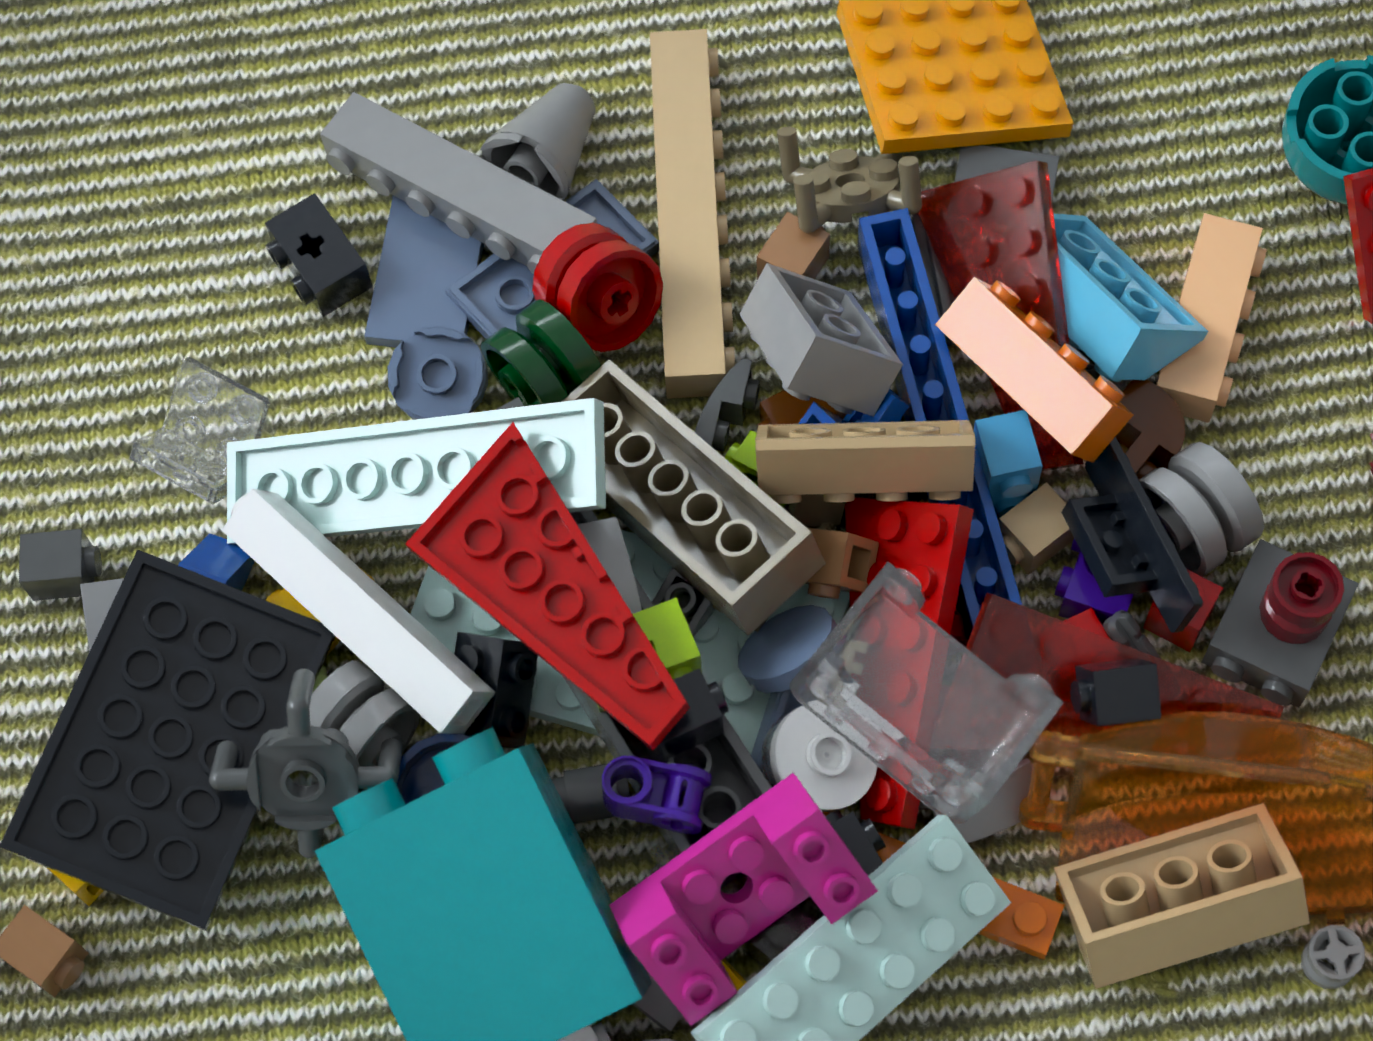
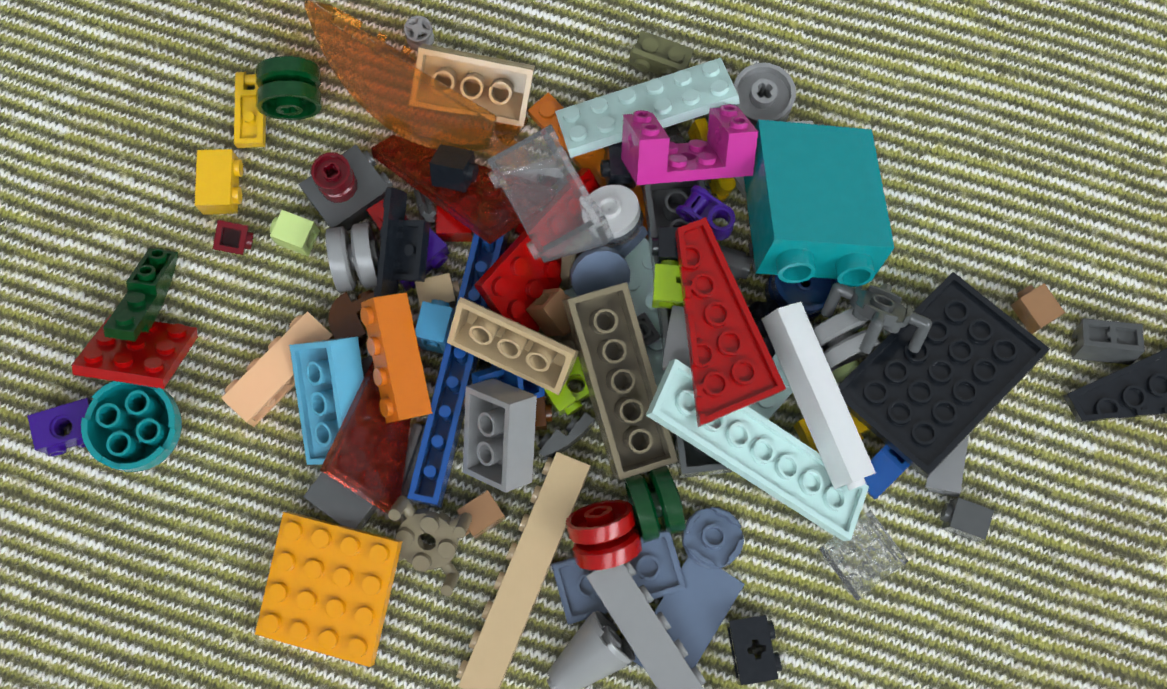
camera: 160 degrees left, 10 degrees up
(1319, 519) = (294, 232): none -> yellowish green brick

